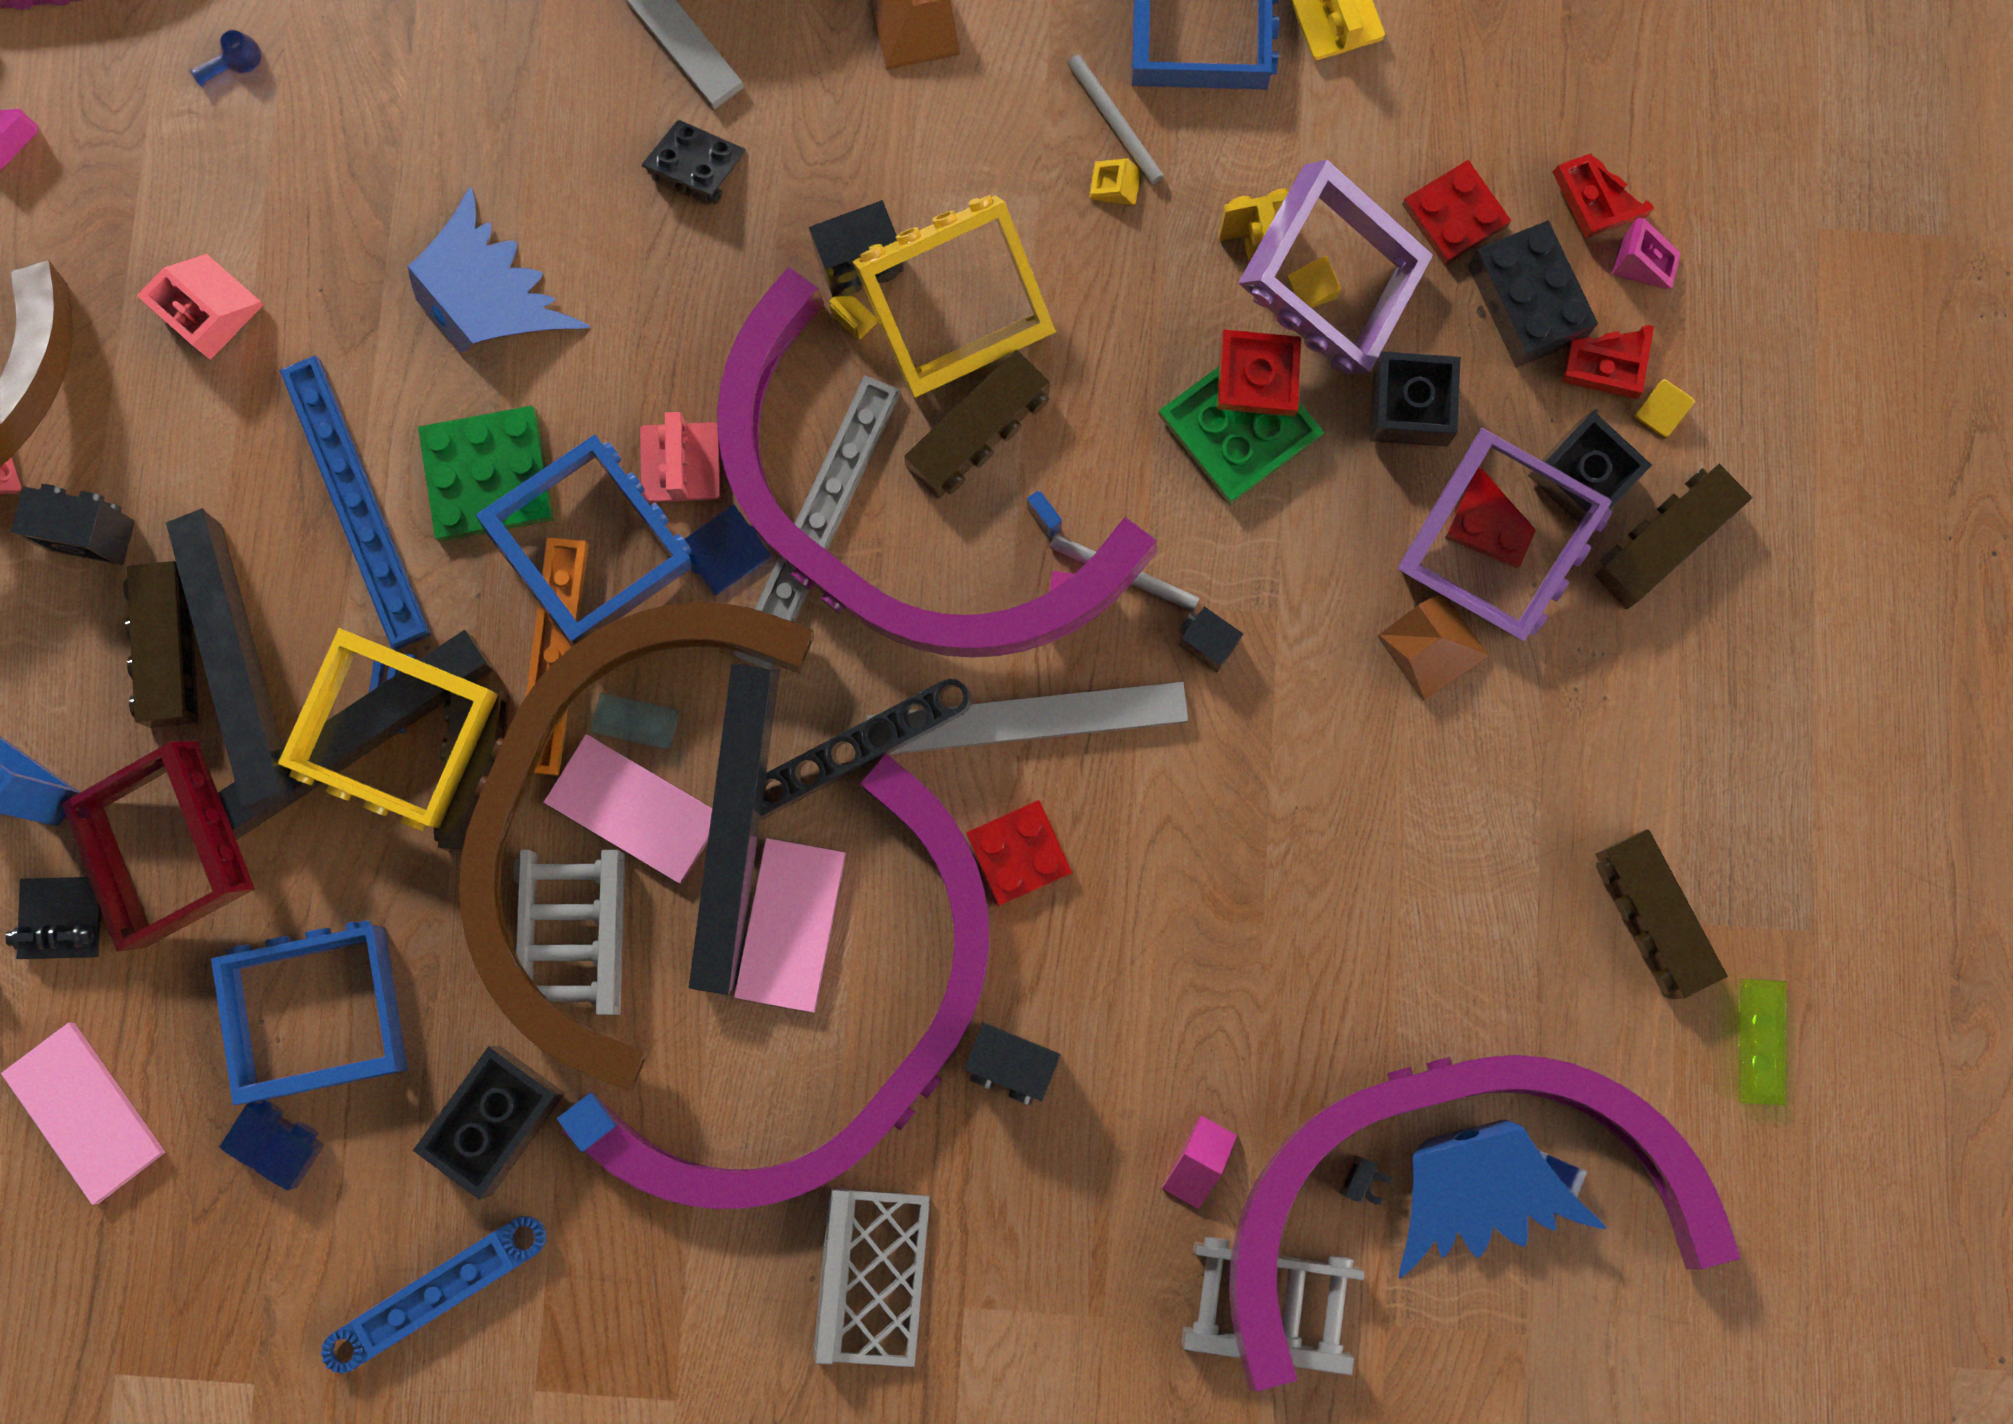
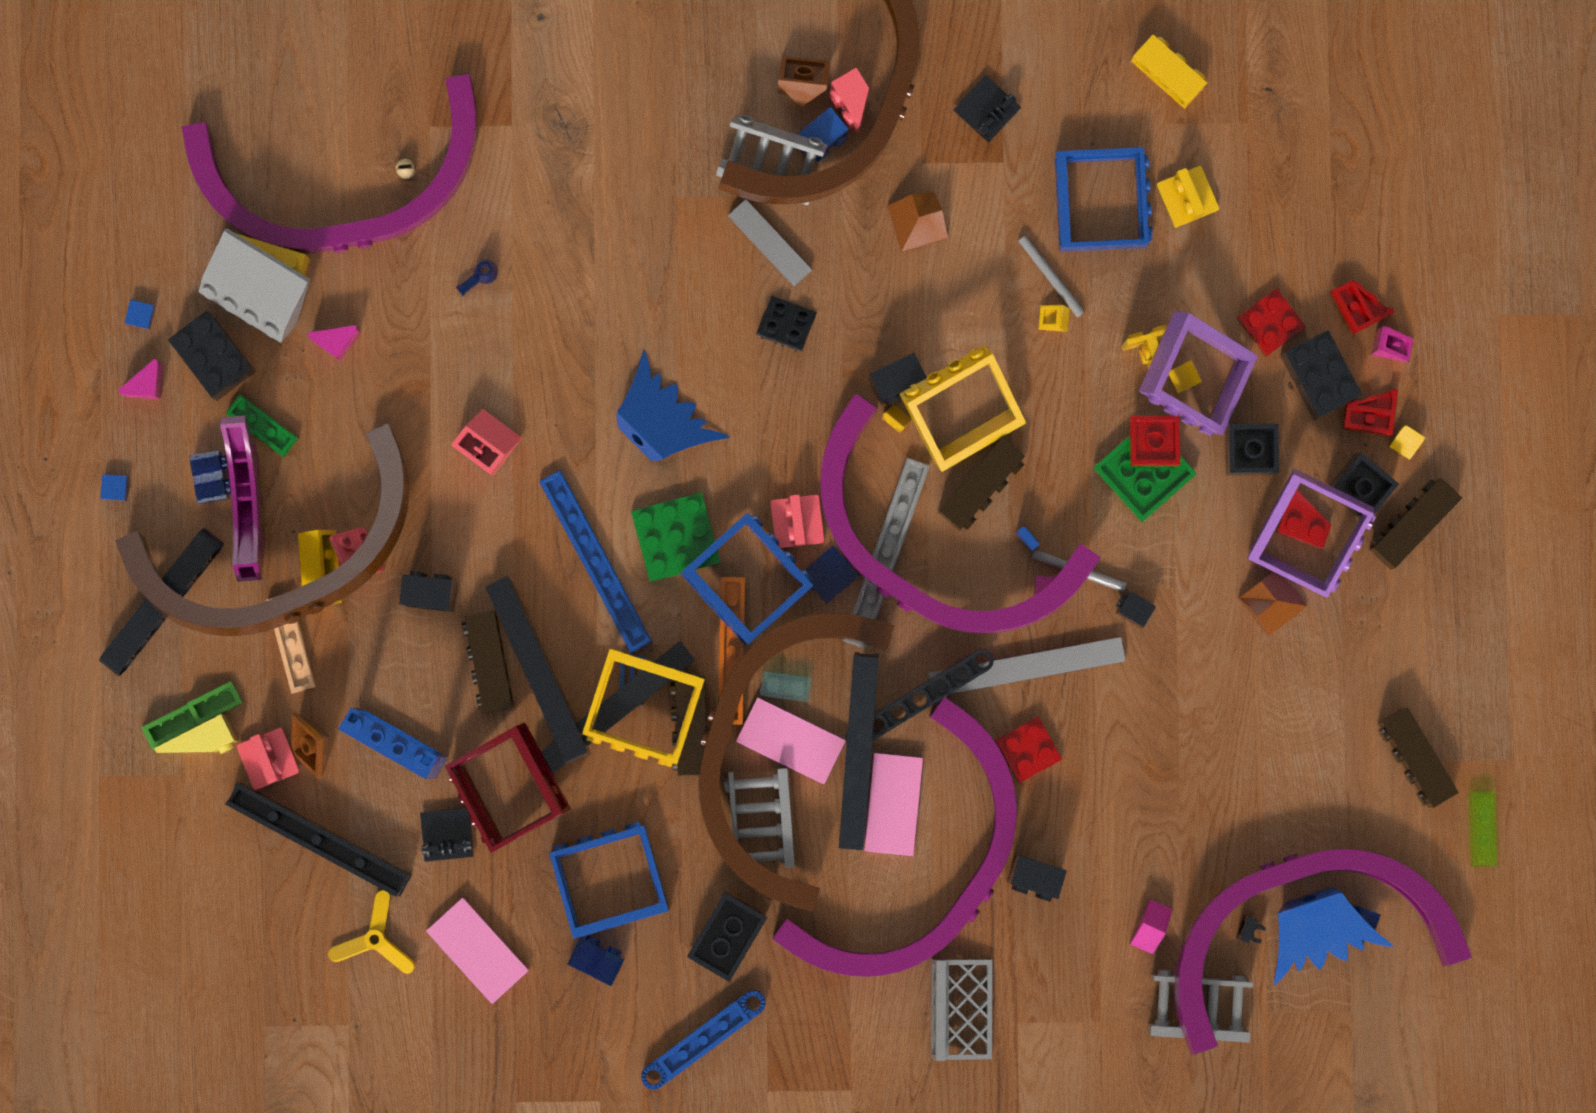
camera: 10 degrees left, 5 degrees up
(587, 1122) = (787, 932): blue tile -> none

